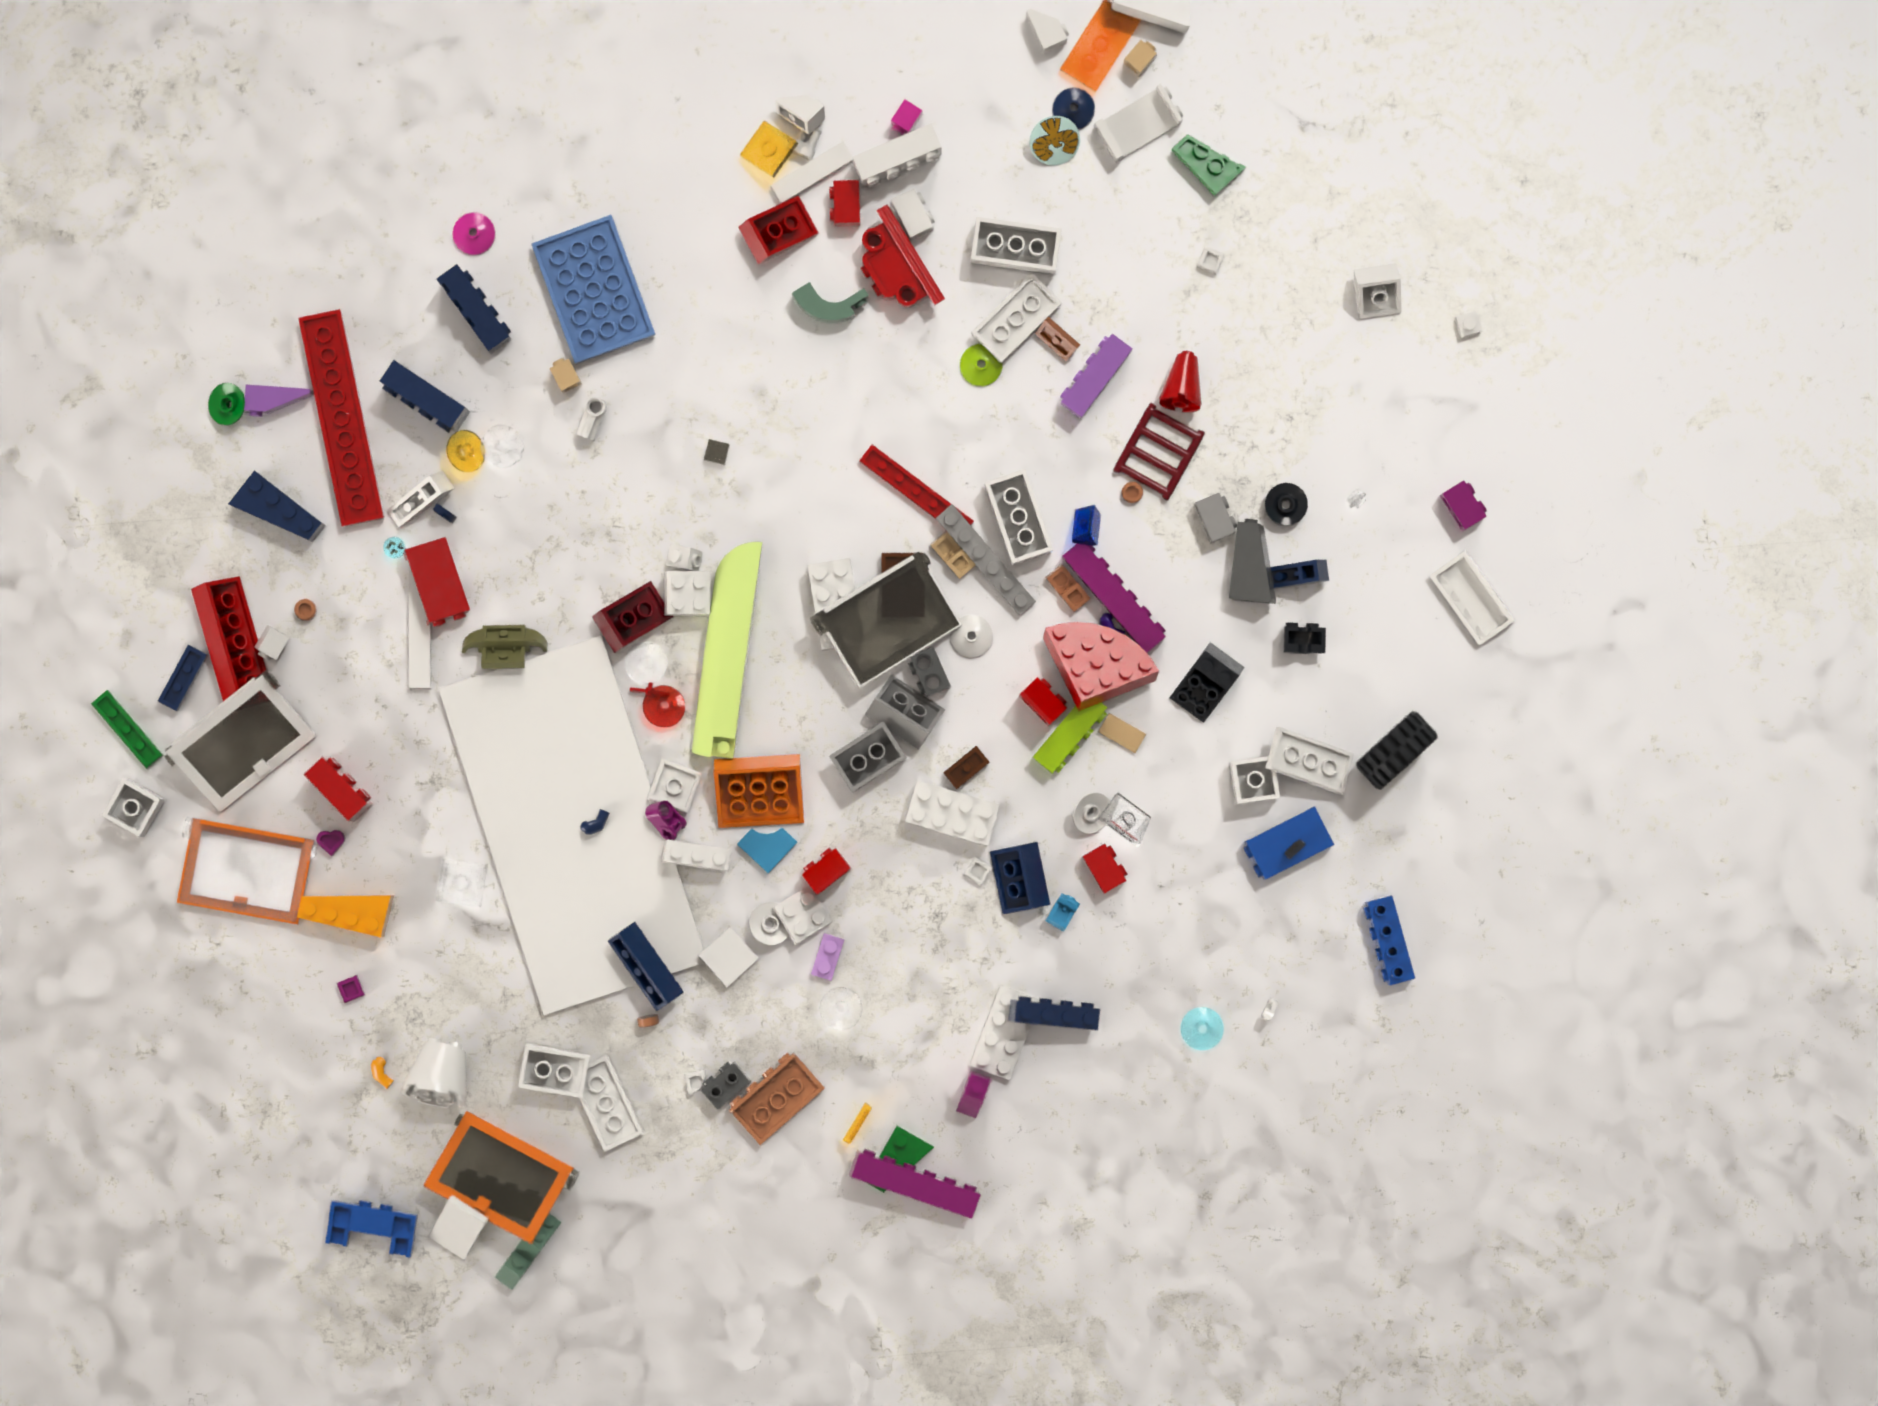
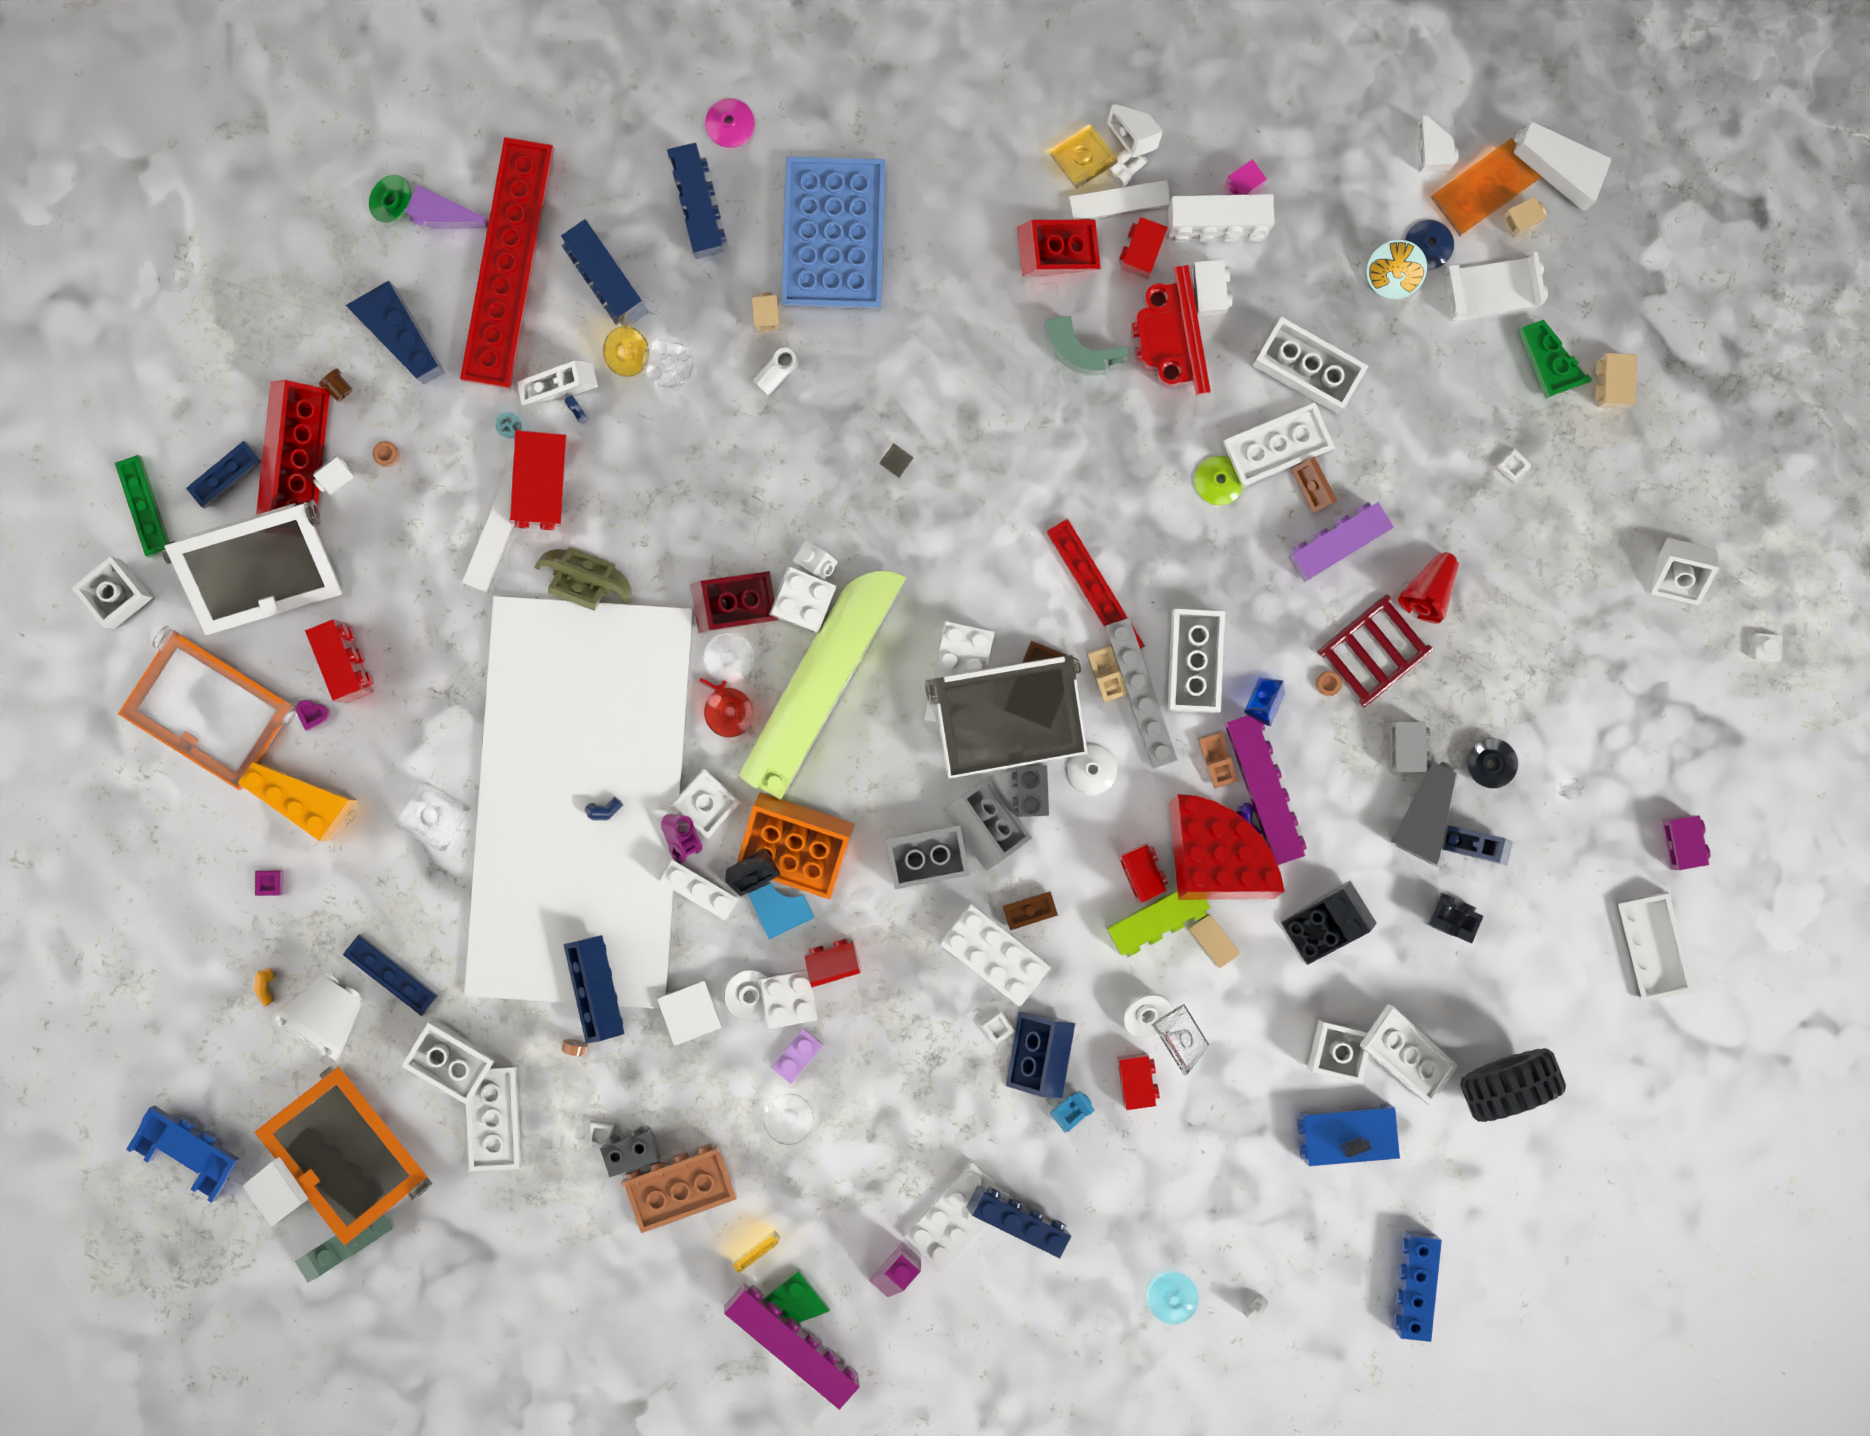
camera: 25 degrees right, 0 degrees up
(240, 568) = (336, 385): none -> reddish brown bush
(478, 1023) = (390, 975): none -> dark blue tile
(733, 825) = (751, 872): none -> black slope
(1264, 159) = (1616, 380): none -> tan brick

